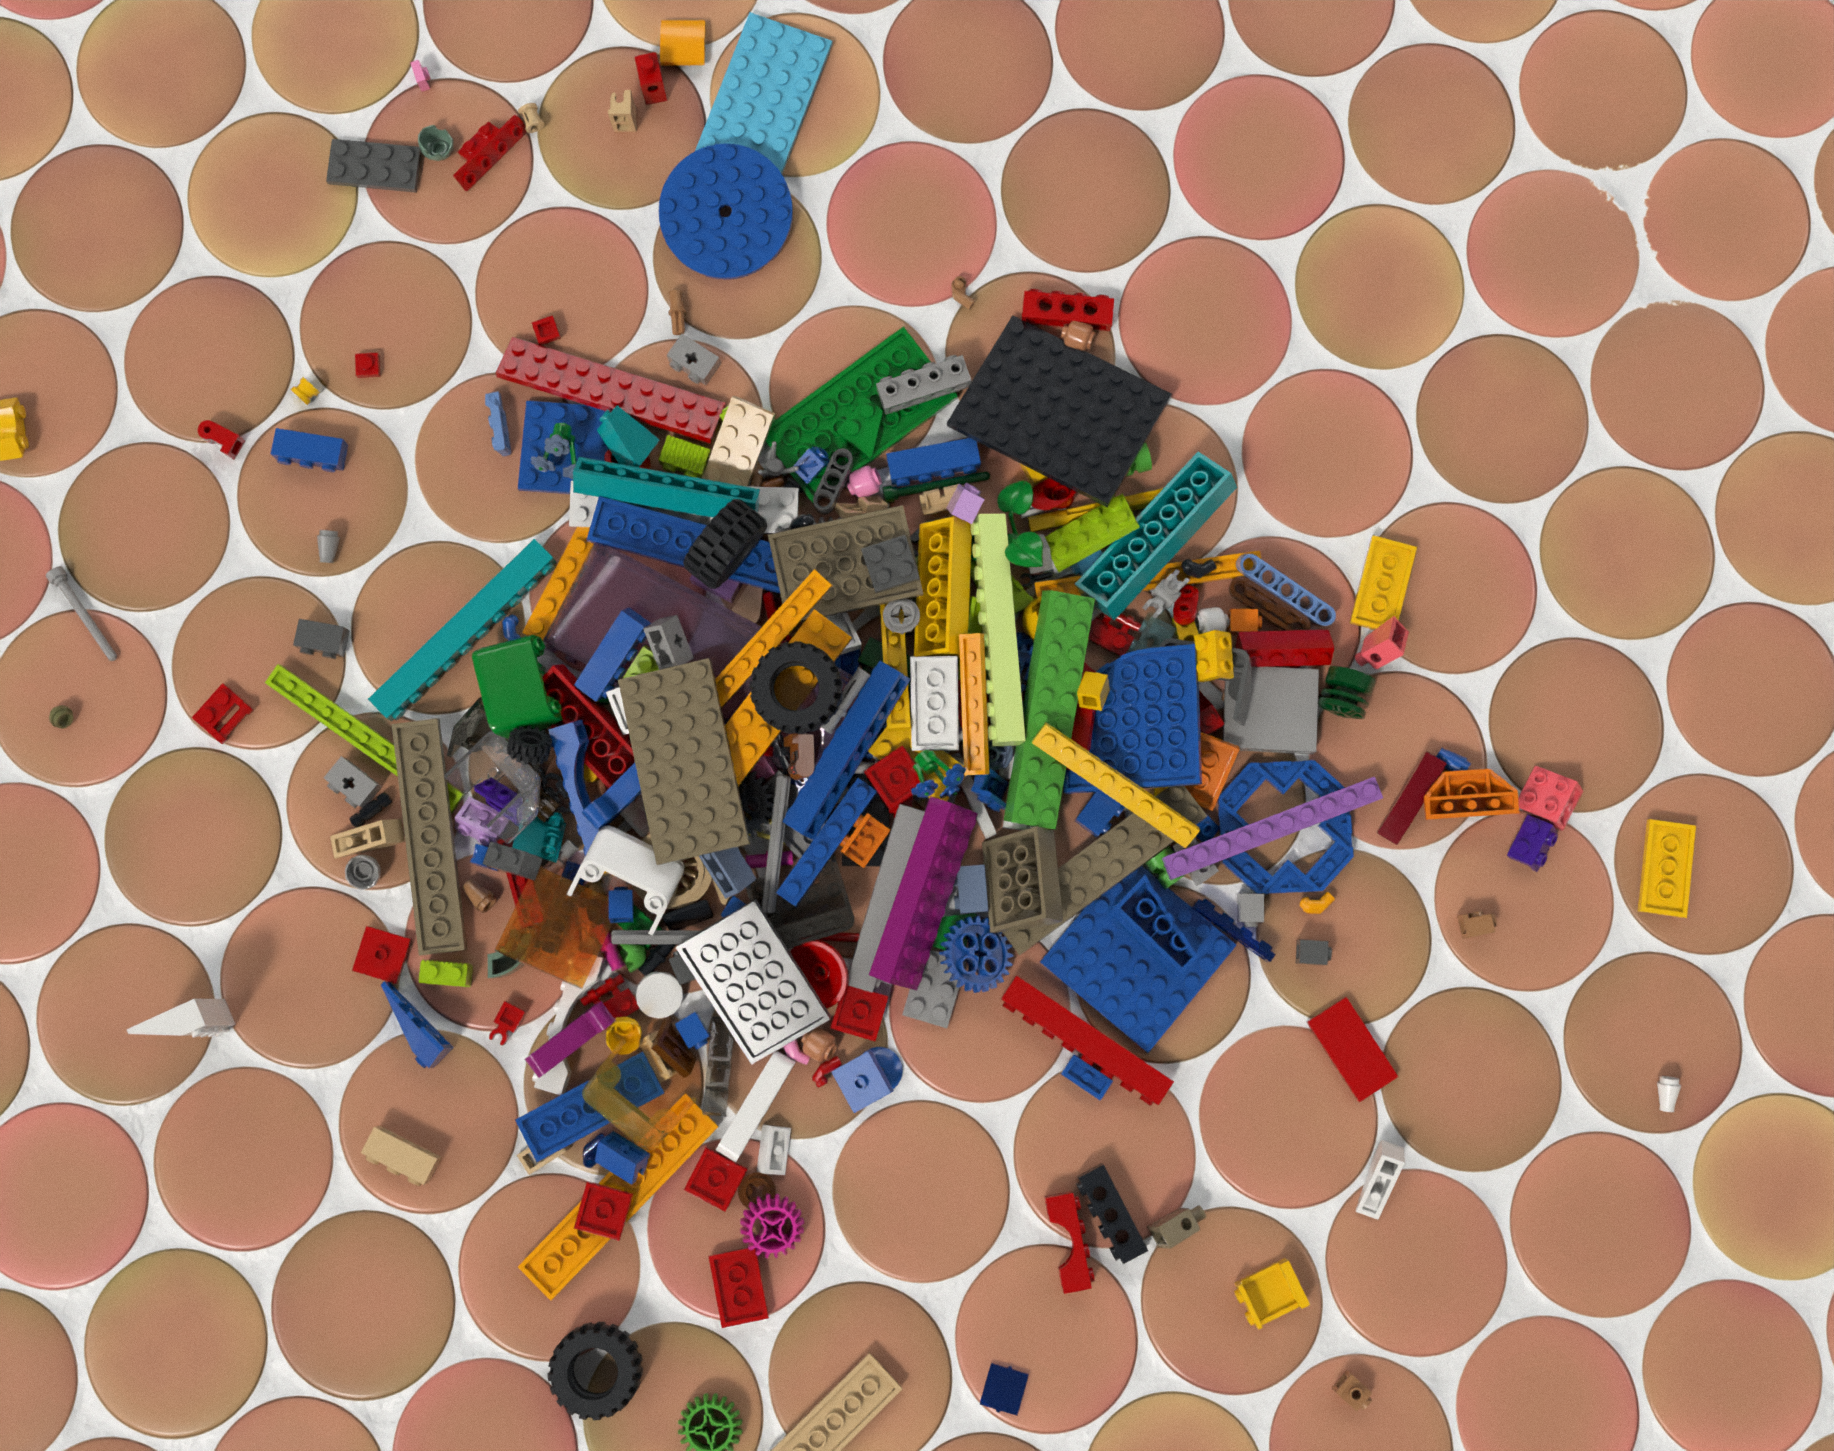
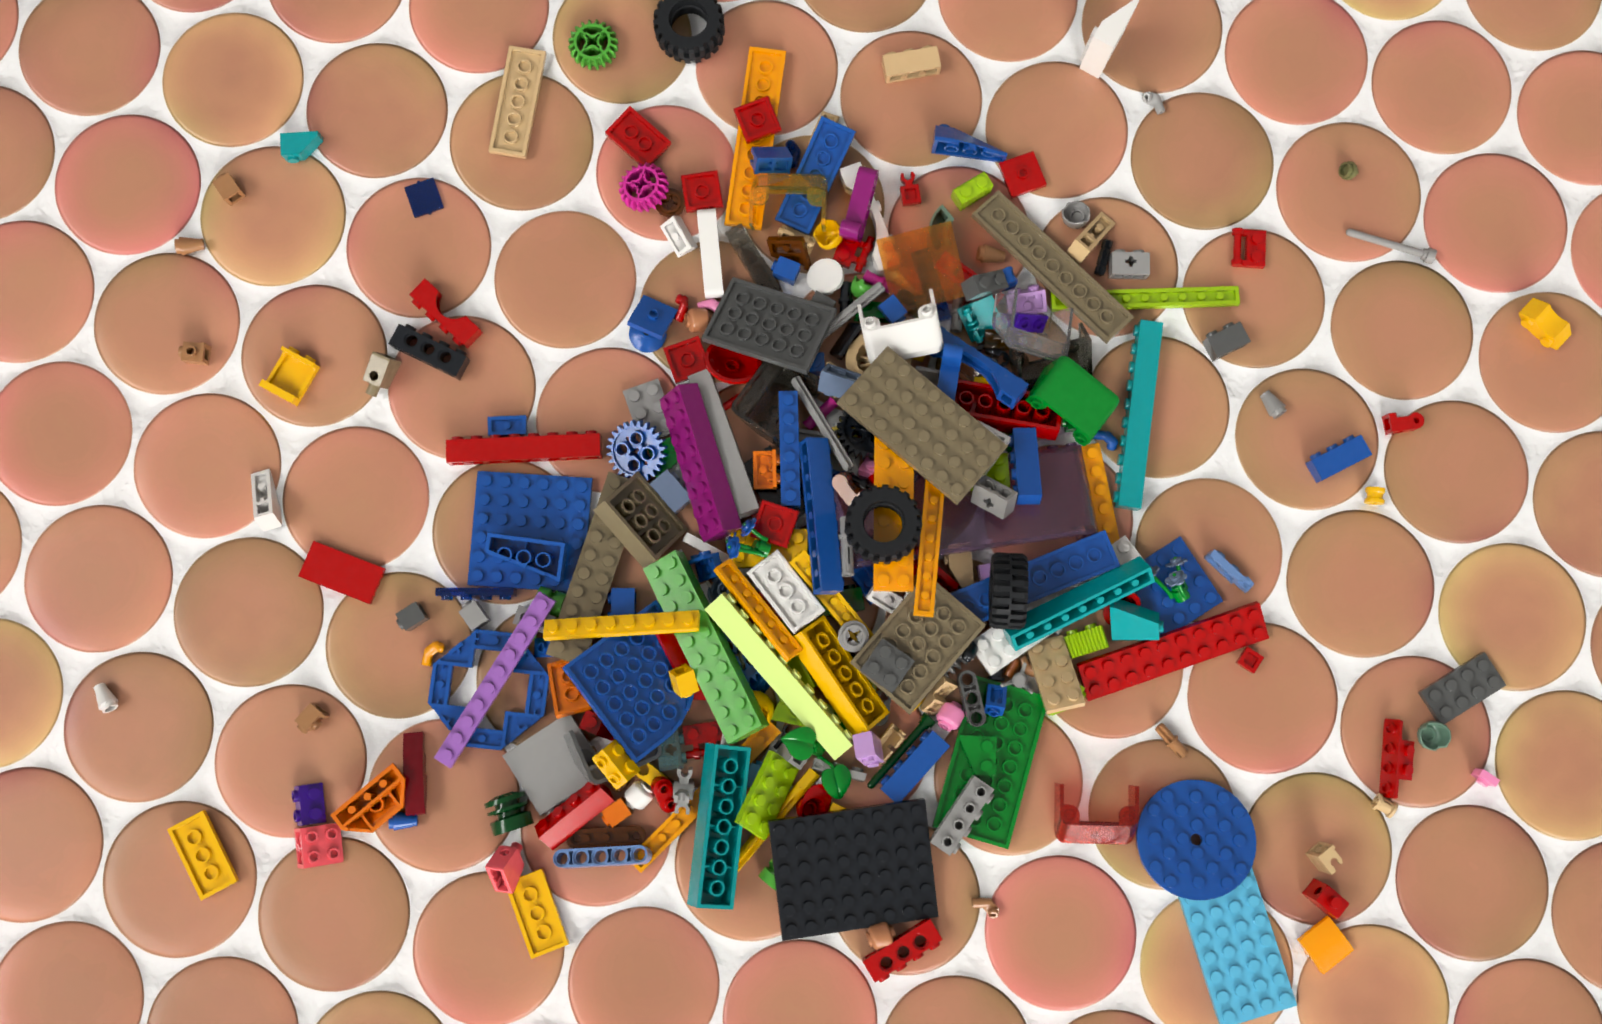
camera: 140 degrees right, 0 degrees up
(189, 932) = (1154, 100): none -> light grey arm
(367, 365) = (1348, 545): red plate -> none
(529, 745) = (1029, 356): black tyre -> none
(688, 349) = (1144, 718): light grey brick -> none
(831, 302) = (1071, 830): none -> clear red windscreen
(991, 494) = (856, 773): none -> light grey hinge
(1198, 570) = (674, 824): black arm -> none

